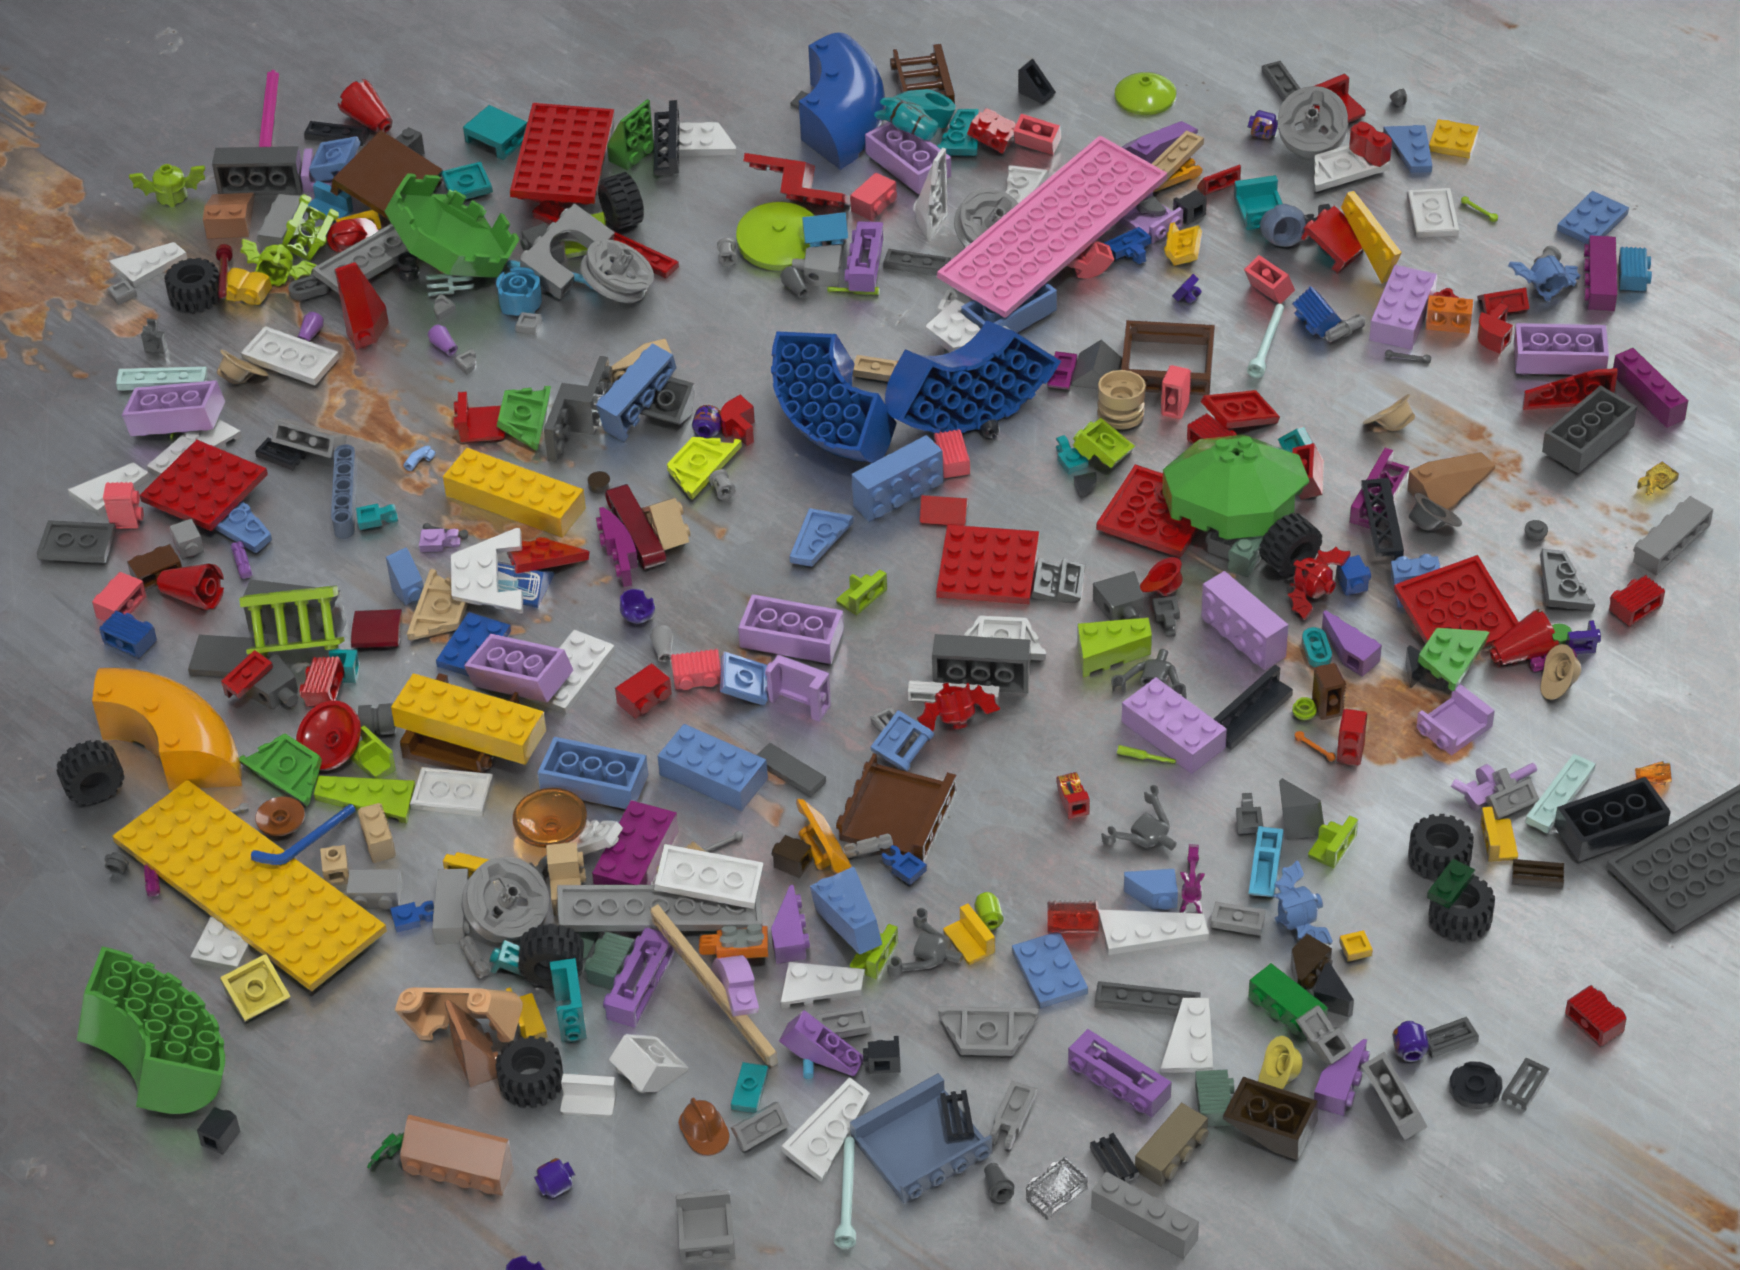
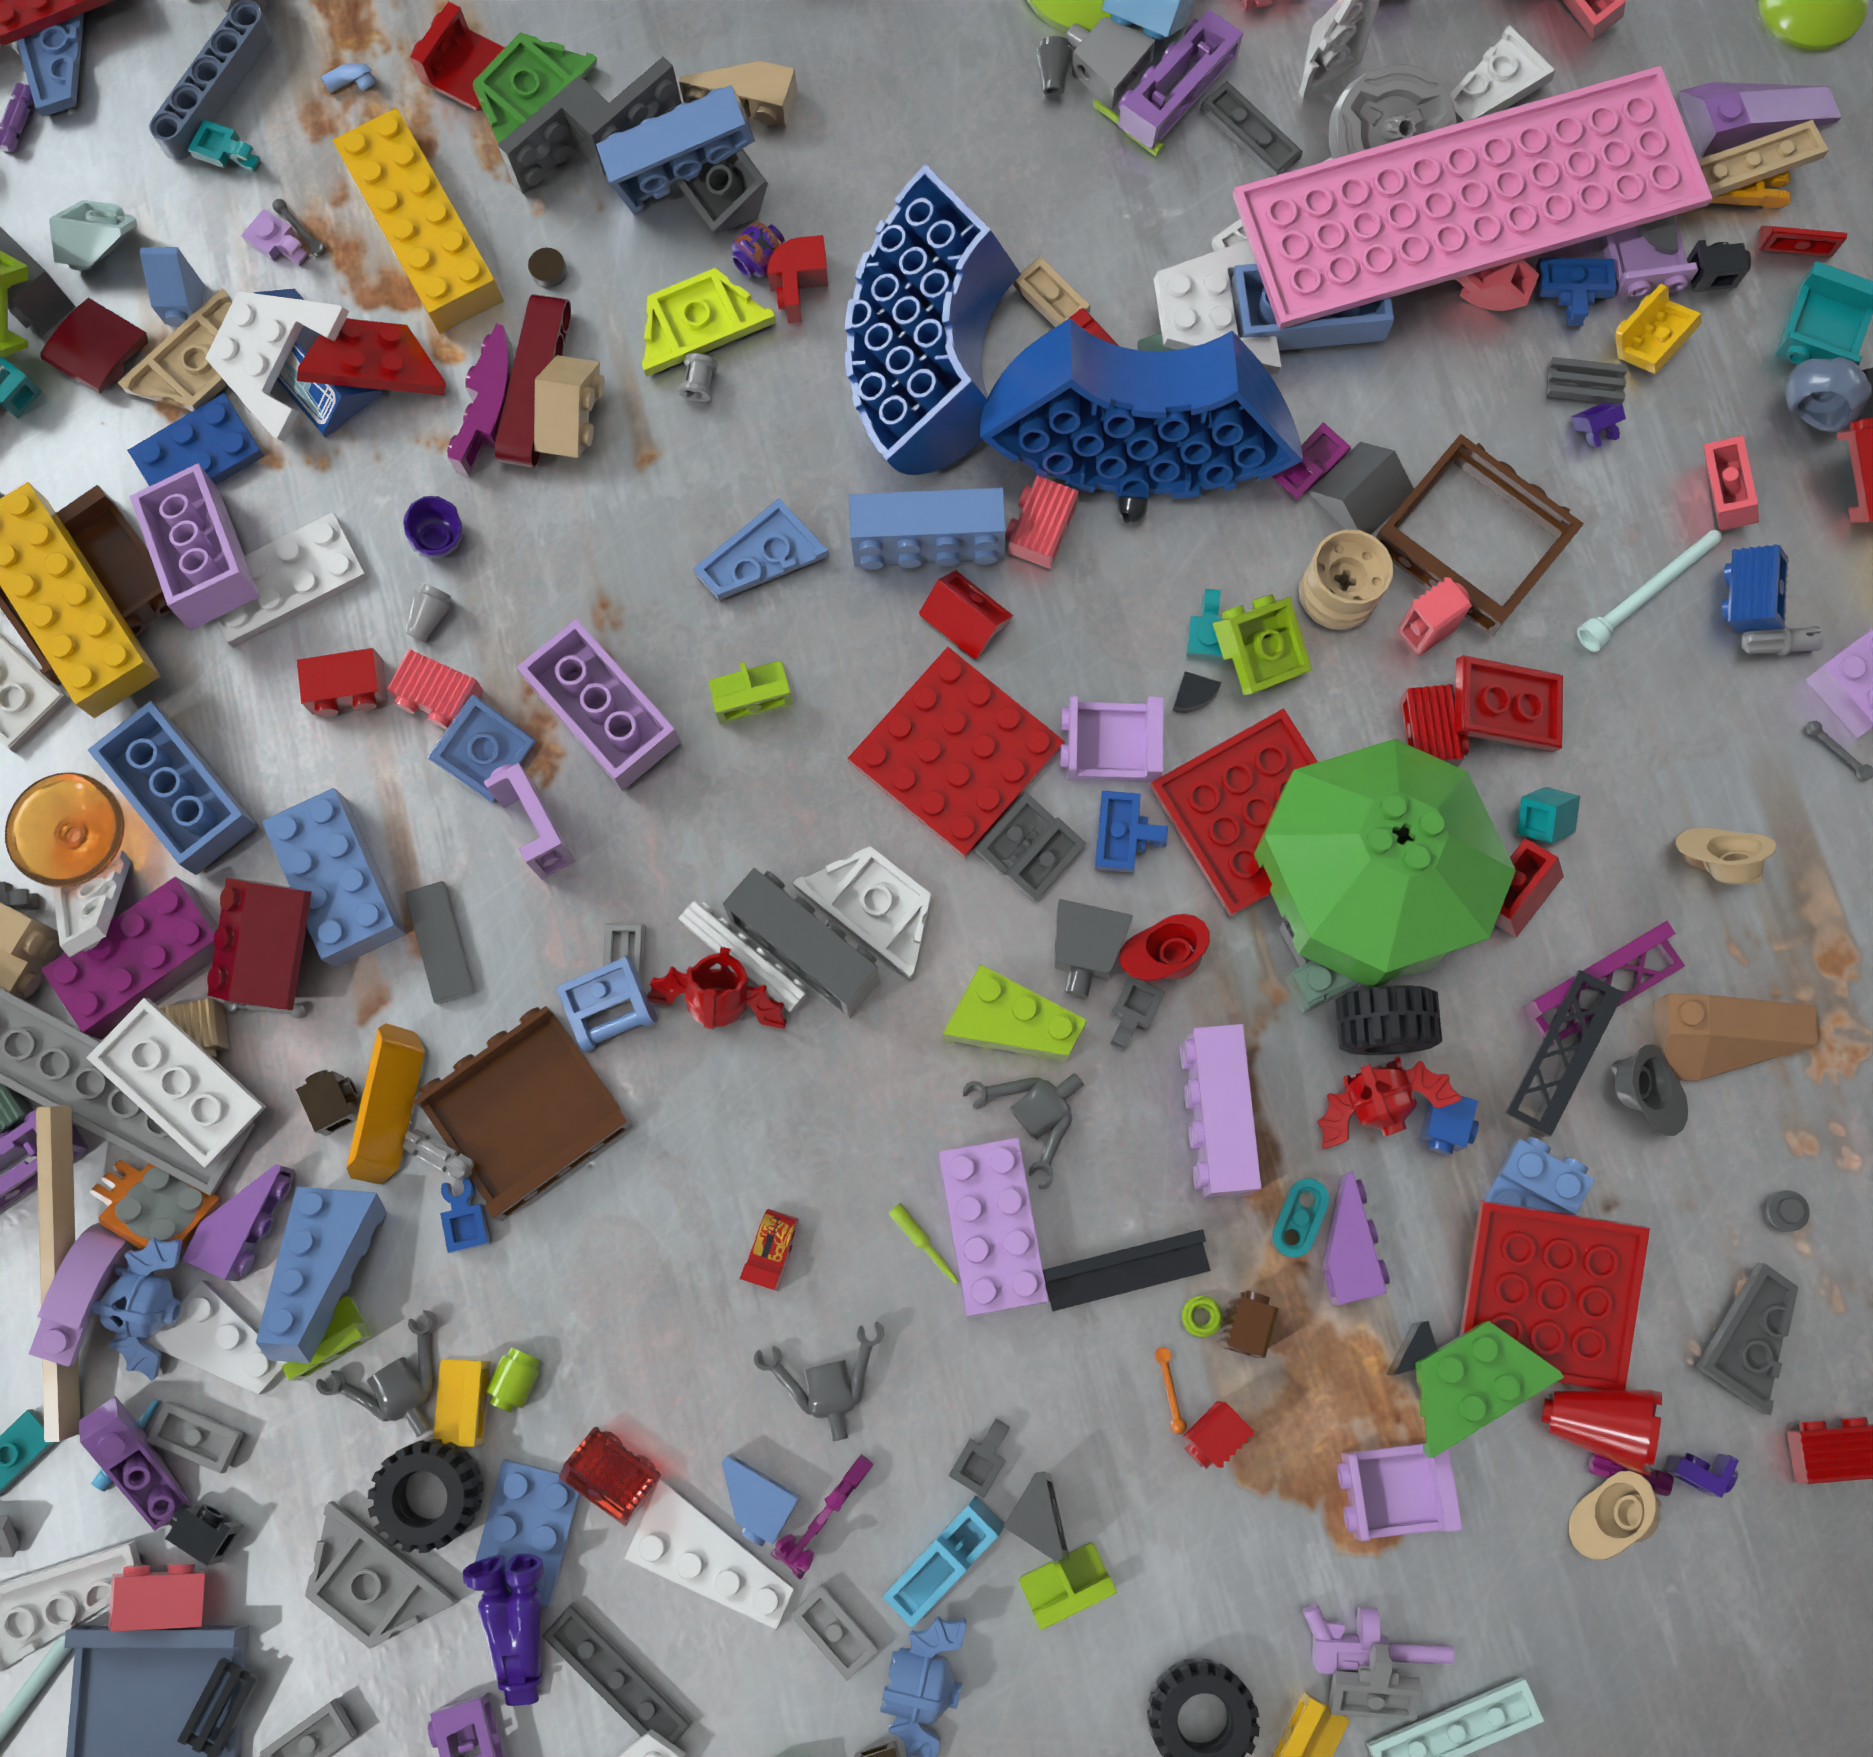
camera: 35 degrees right, 30 degrees up
(342, 577) = (88, 233): none -> light aqua slope
(702, 801) = (259, 943): none -> dark red slope
(771, 976) = (142, 1304): none -> medium blue helmet
(883, 1083) = (156, 1598): none -> coral brick
(986, 956) = (390, 1495): none -> black tyre
(1064, 519) = (1113, 740): none -> lavender panel
(1076, 994) = (511, 1621): none -> dark purple piece
(1100, 551) = (1124, 832): none -> blue hinge
(1166, 279) = (1588, 375): none -> dark grey tile
(1561, 632) = (1678, 1431): bright green tile -> none

